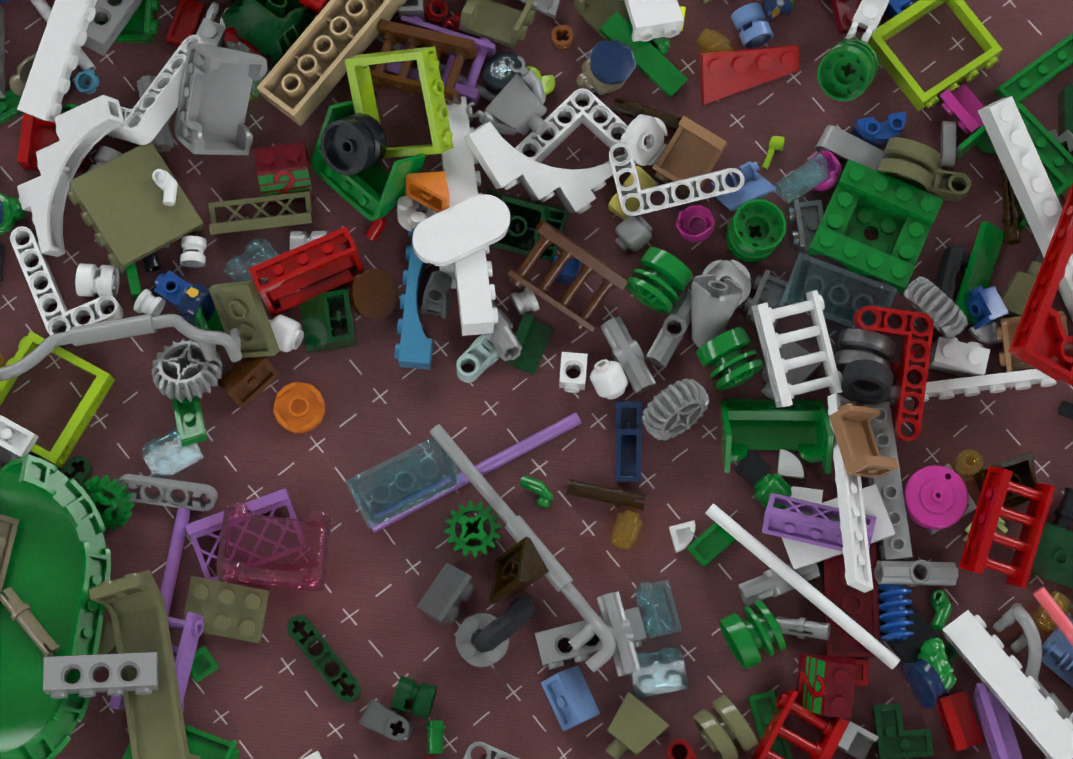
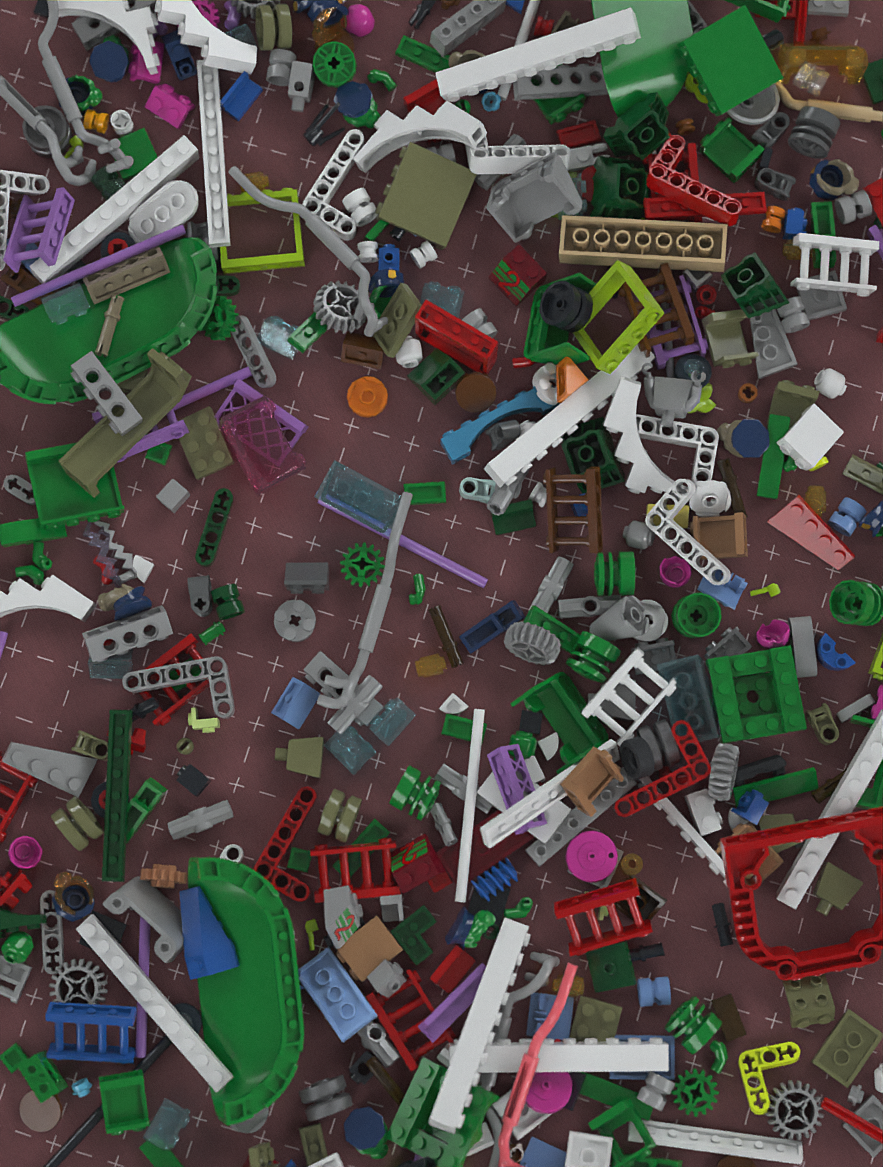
camera: 55 degrees right, 5 degrees up
(167, 184) = (454, 205): white arm -> none
(259, 679) = (173, 495): none -> light grey panel
(267, 221) = (472, 281): olive fence -> none
(443, 412) = (426, 492): none -> green tile
(461, 230) = (553, 418): white tile -> none
(505, 626) = (310, 628): black piece -> none
(516, 570) = (352, 611): dark brown slope -> none
(576, 361) = (517, 550): white brick -> none
(608, 379) = (524, 586): white head -> none
(653, 384) = (565, 634): none -> green tile
(802, 179) = (755, 623): clear light blue bracket -> none
(910, 162) = (819, 688): olive wheel -> none
(929, 573) = (538, 887): light grey piece -> none

